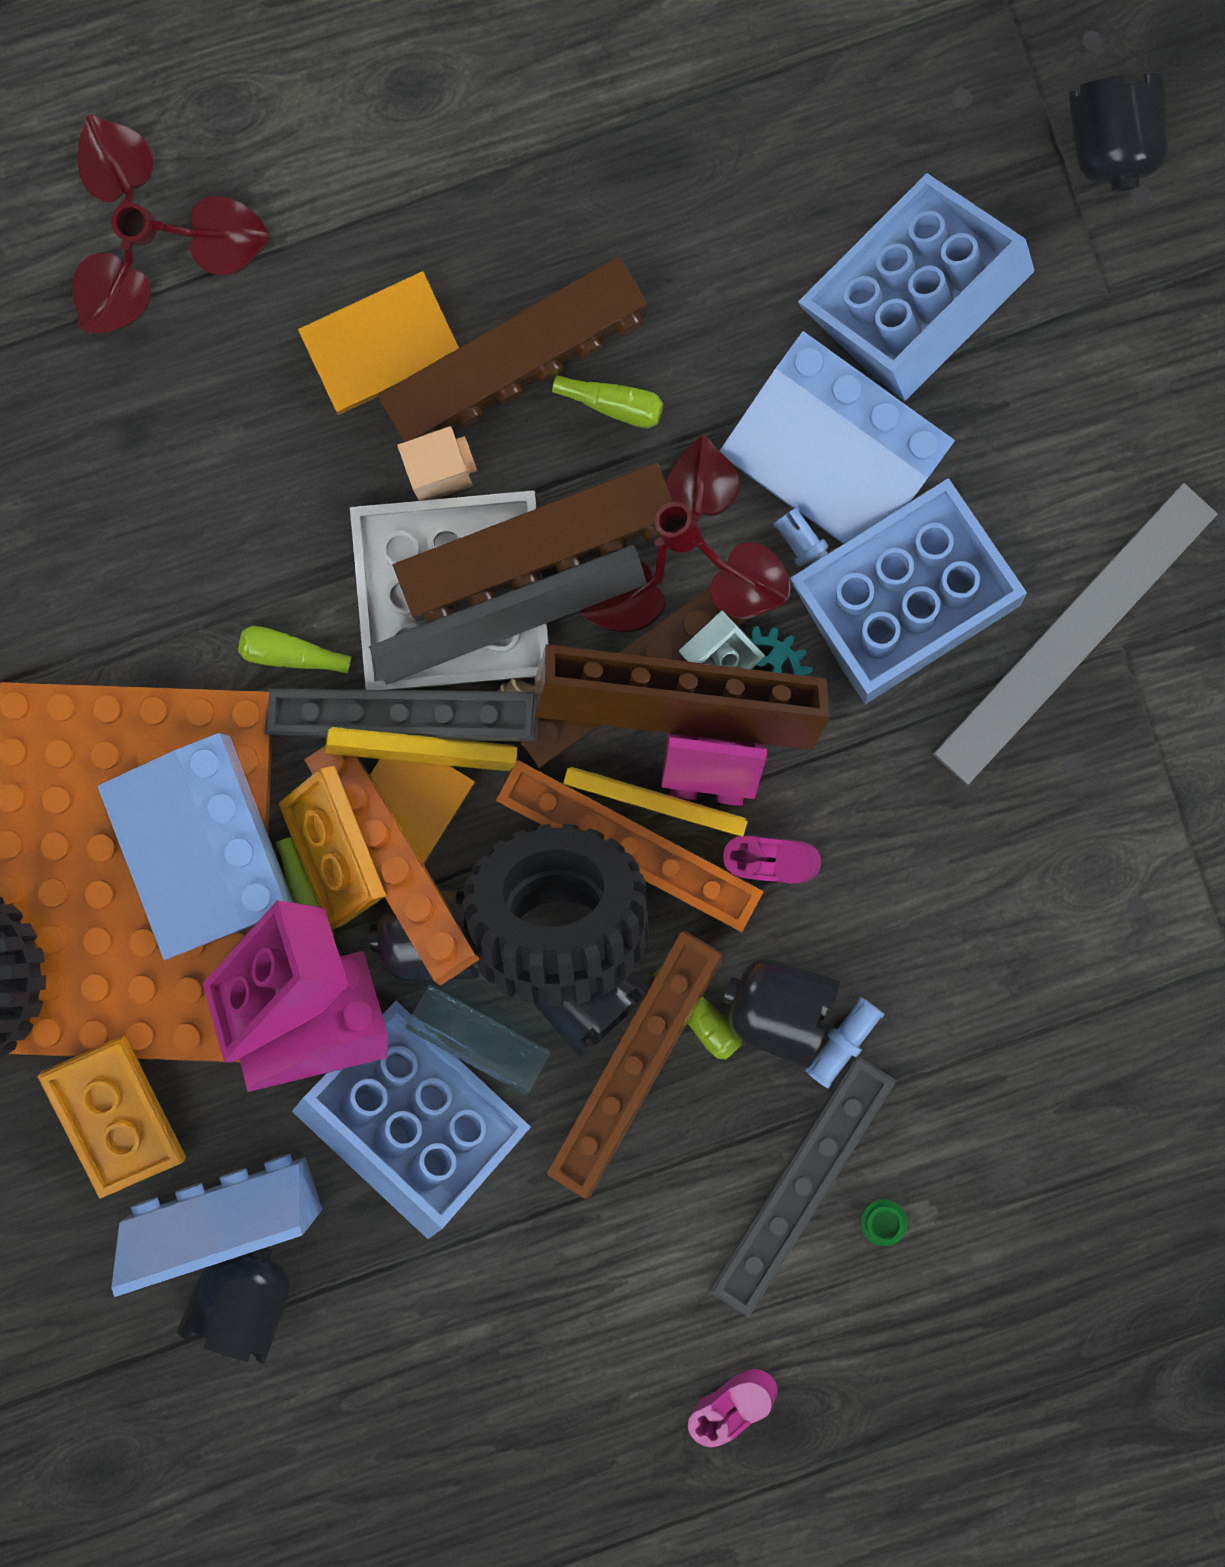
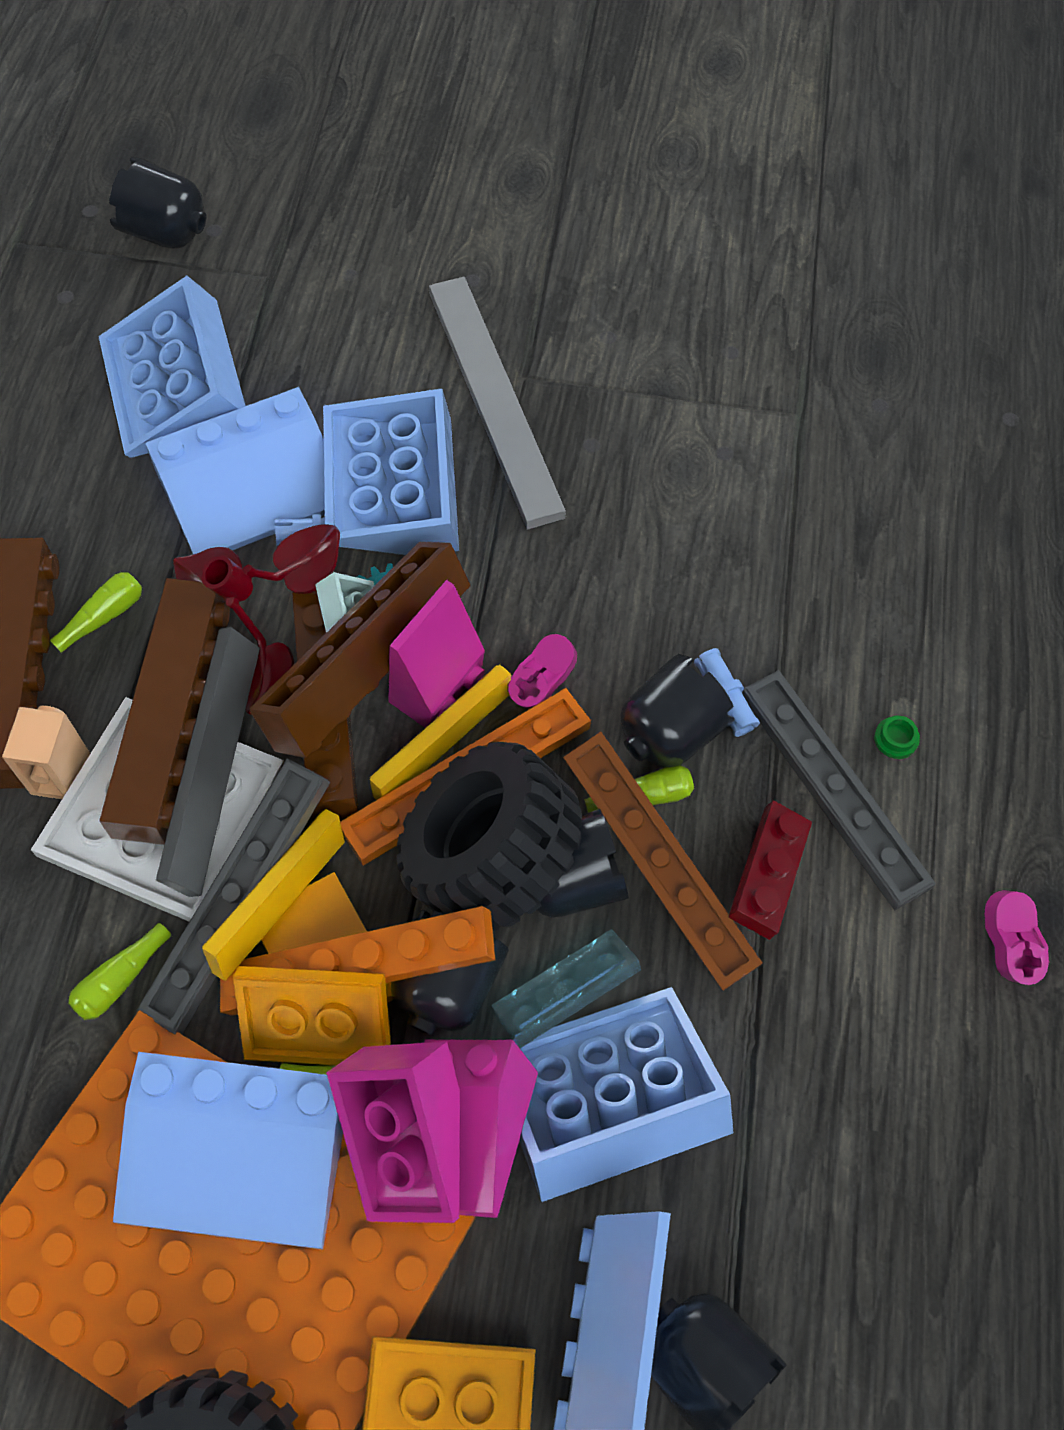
camera: 65 degrees left, 25 degrees down
(679, 1166) = (770, 870): none -> dark red plate

